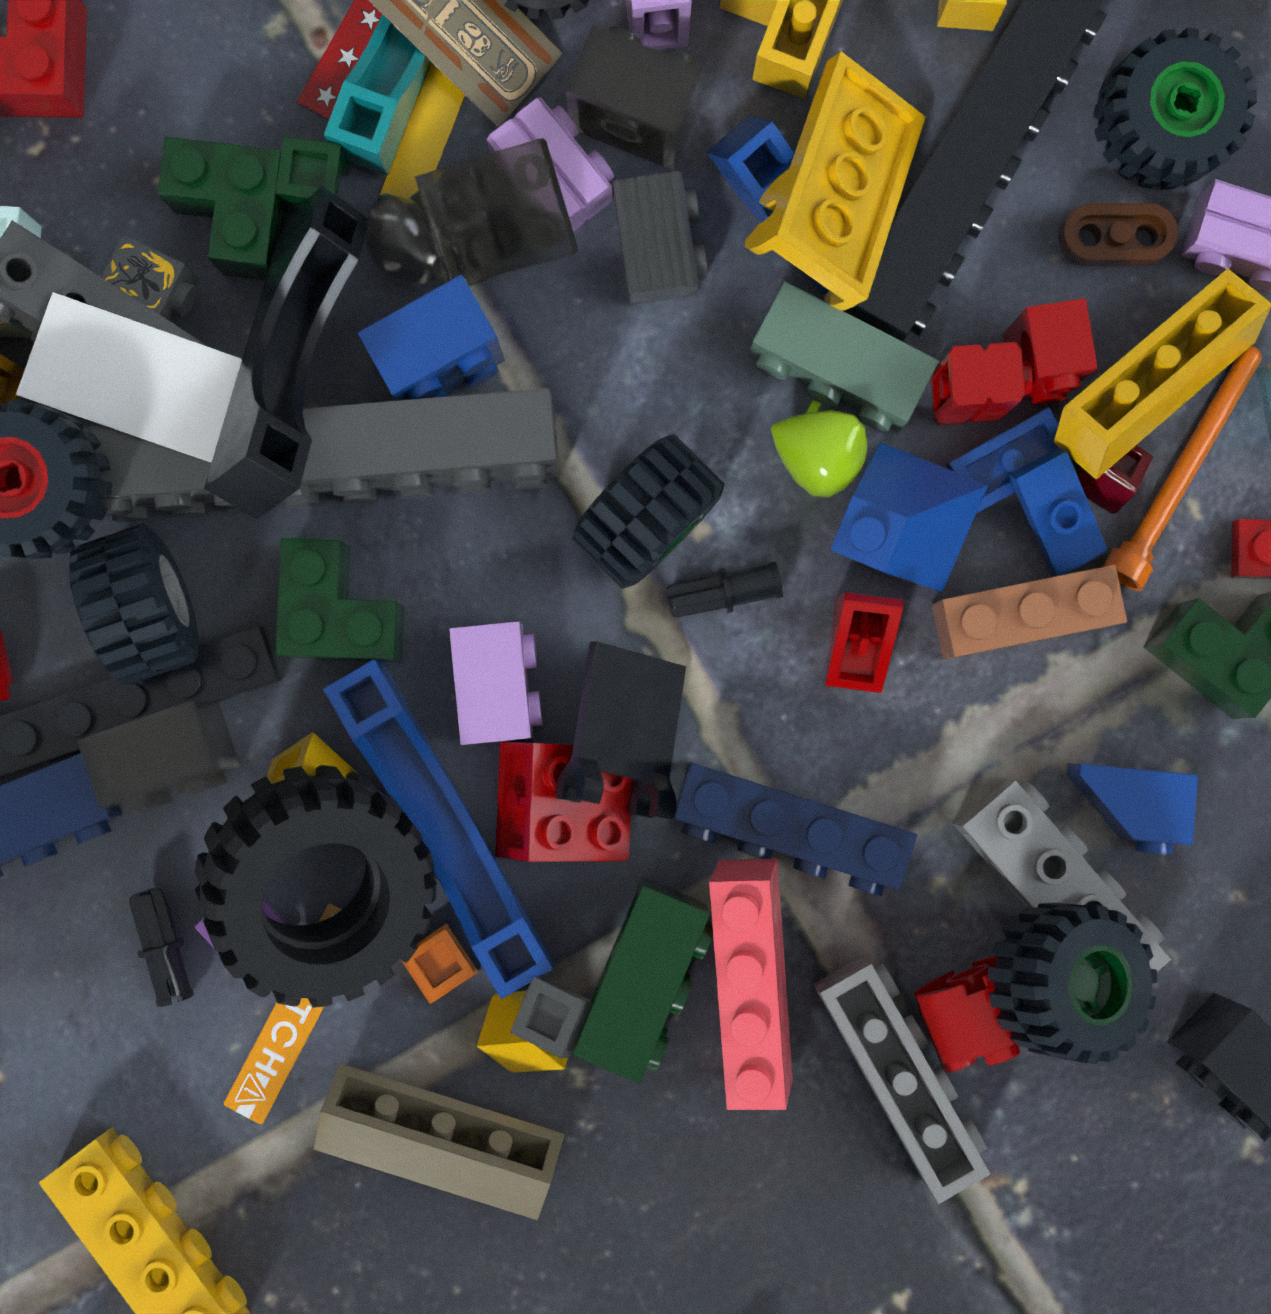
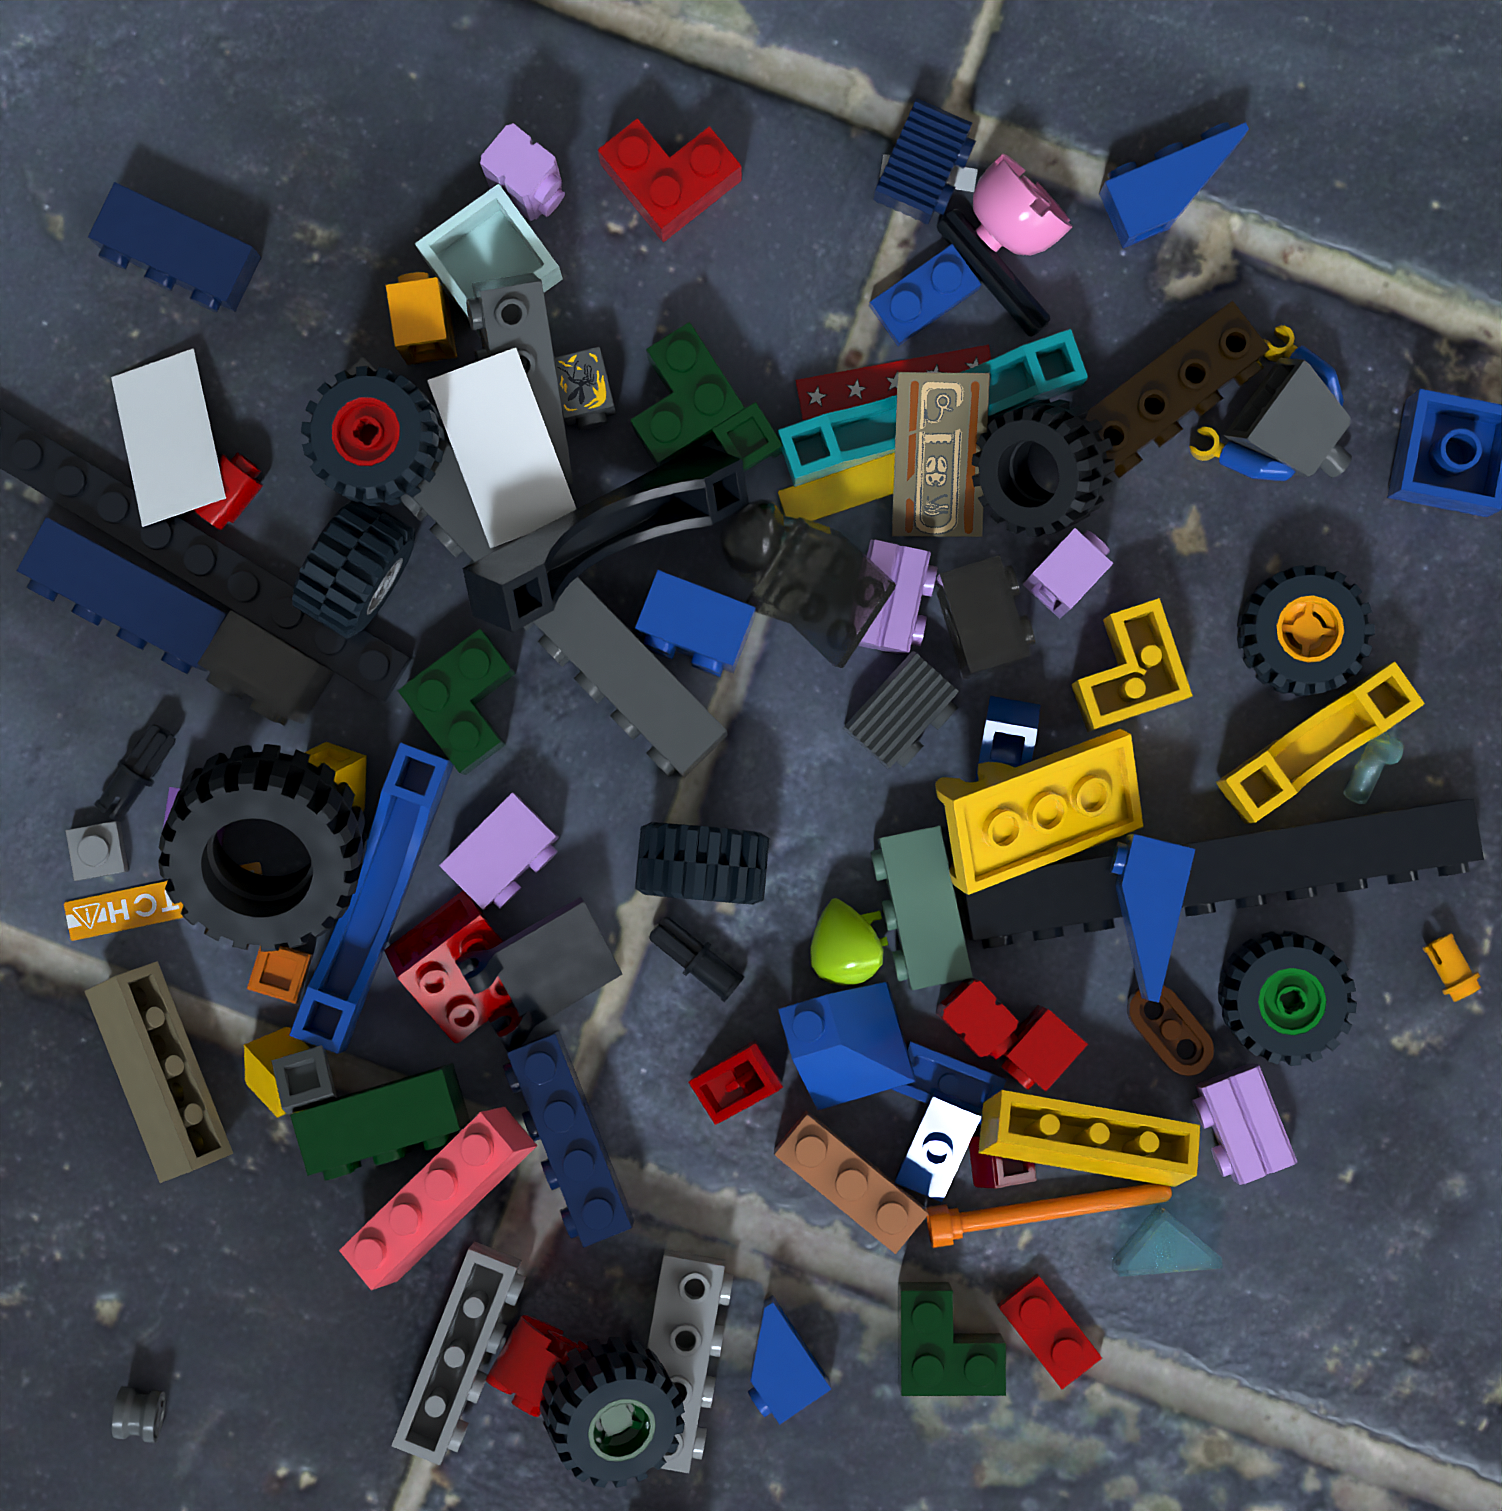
camera: 55 degrees right, 0 degrees up
(201, 1037) = (97, 851): none -> light grey plate
(1003, 148) = (1151, 897): none -> blue slope

